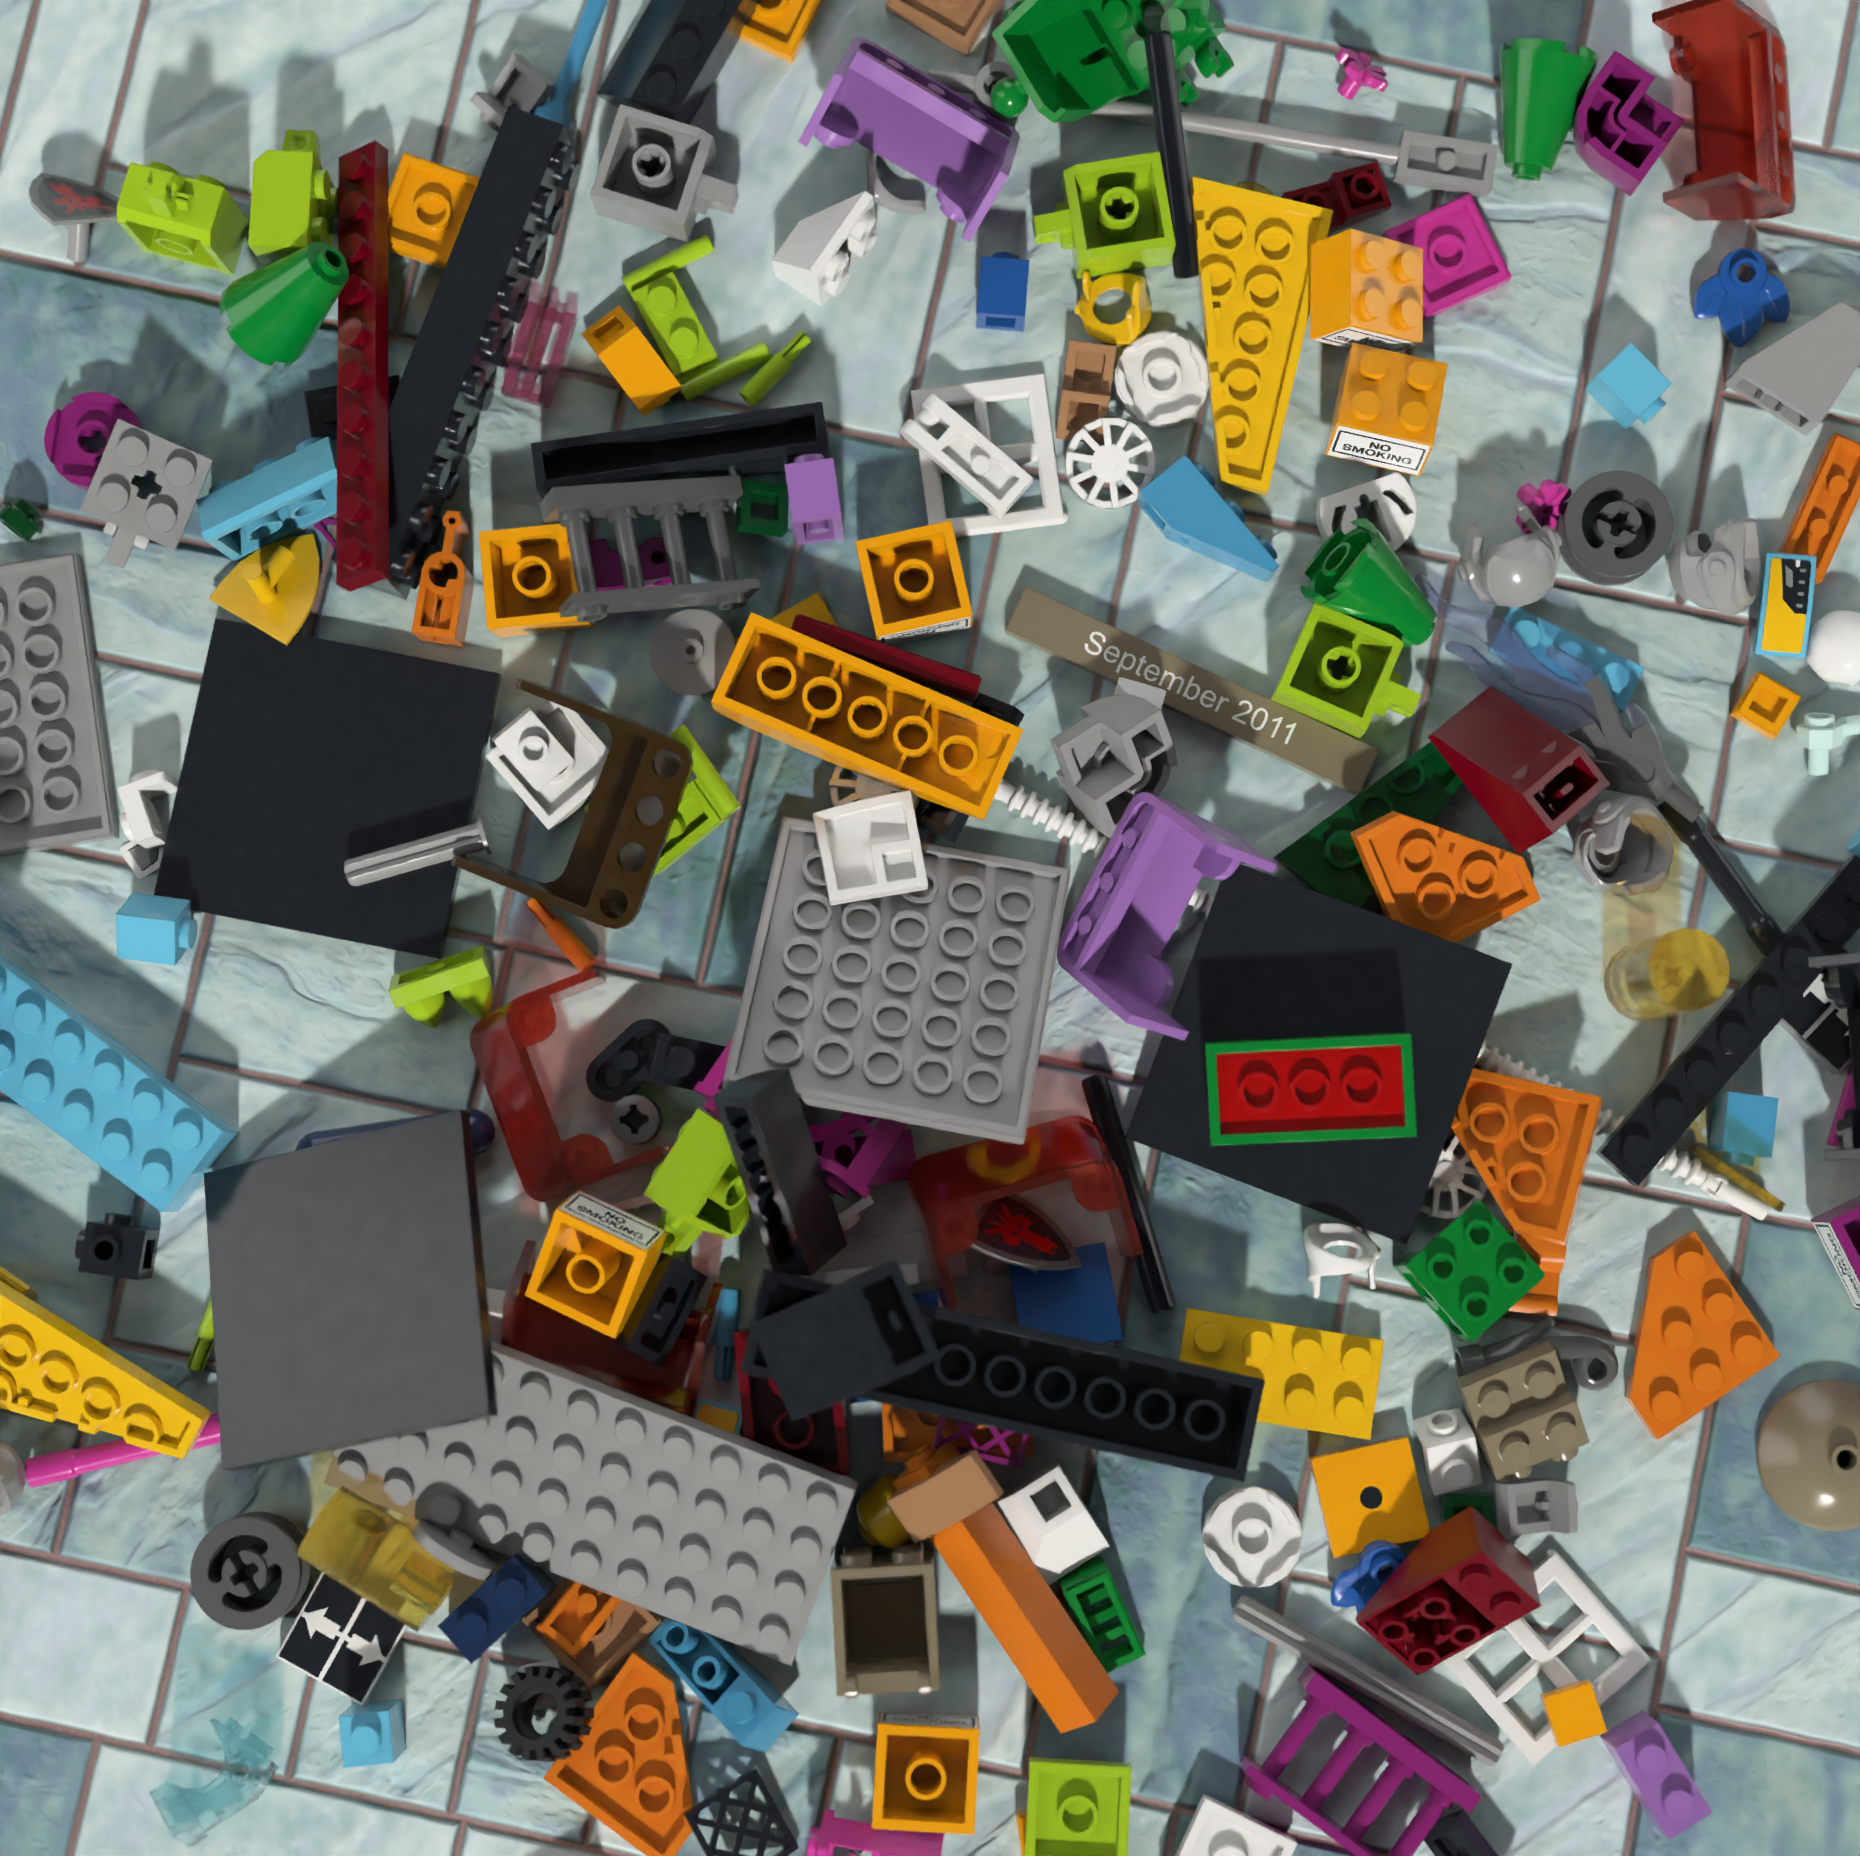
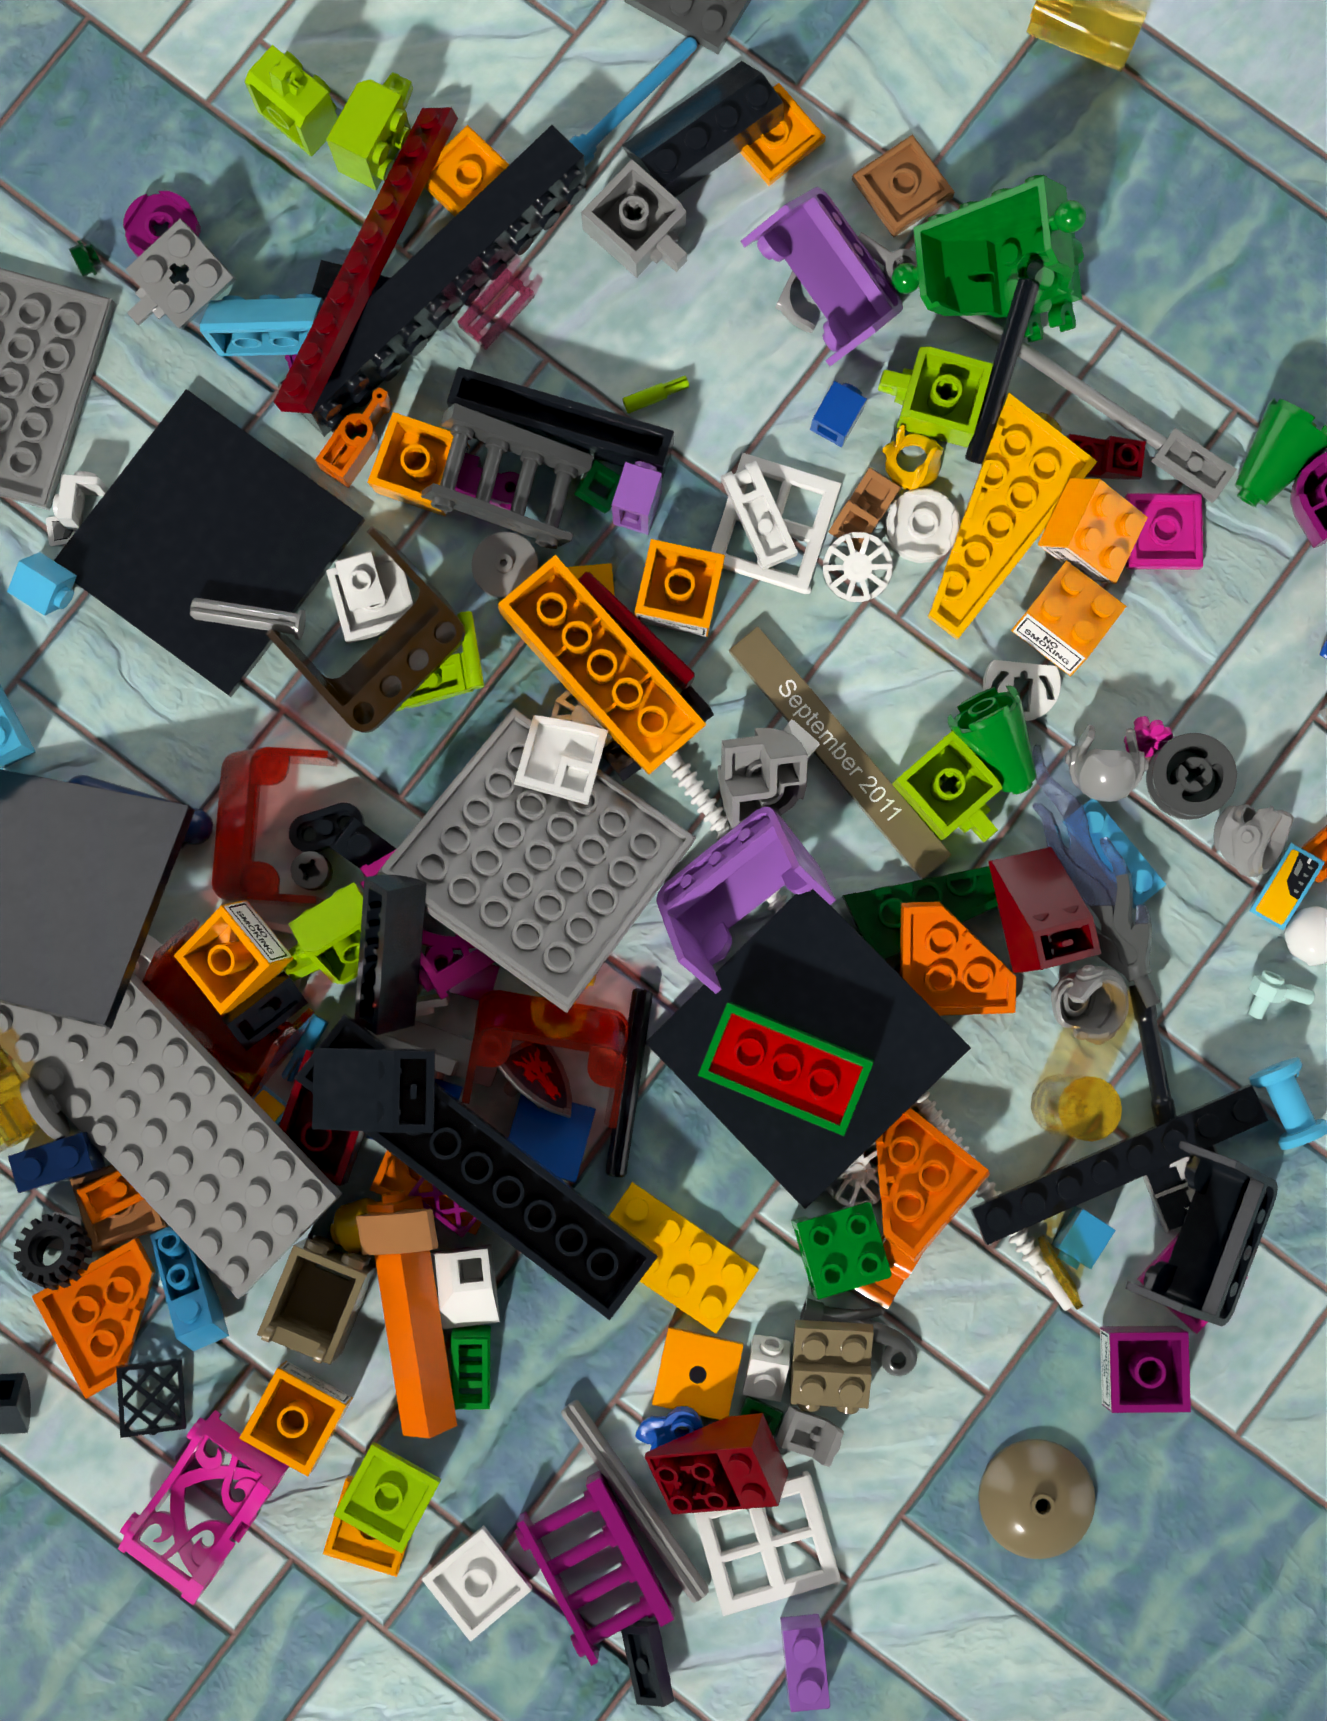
camera: 20 degrees right, 0 degrees up
(73, 206) = (222, 57): shield -> none
(274, 587) = (237, 385): yellow shield -> none
(284, 303) = (333, 191): green cone -> none
(462, 974) = (240, 717): lime tile -> none
(516, 86) = (568, 116): light grey bracket -> none
(562, 935) = (322, 720): orange pin -> none
(631, 360) = (557, 342): light orange slope -> none
(677, 326) = (600, 334): lime plate -> none
(825, 246) = (729, 325): white slope -> none
(1198, 518) = (900, 633): dark azure slope -> none
(1252, 1537) = (602, 1362): white tile -> none
(1323, 1263) = (749, 1175): white piece -> none
(1359, 73) = (1162, 374): dark pink plant -> none
(1573, 1713) = (767, 1592): light orange tile -> none
(1629, 387) = (1249, 682): medium azure brick -> none
(1690, 1338) = (976, 1369): orange plate -> none
(1765, 705) = (1240, 950): light orange tile -> none

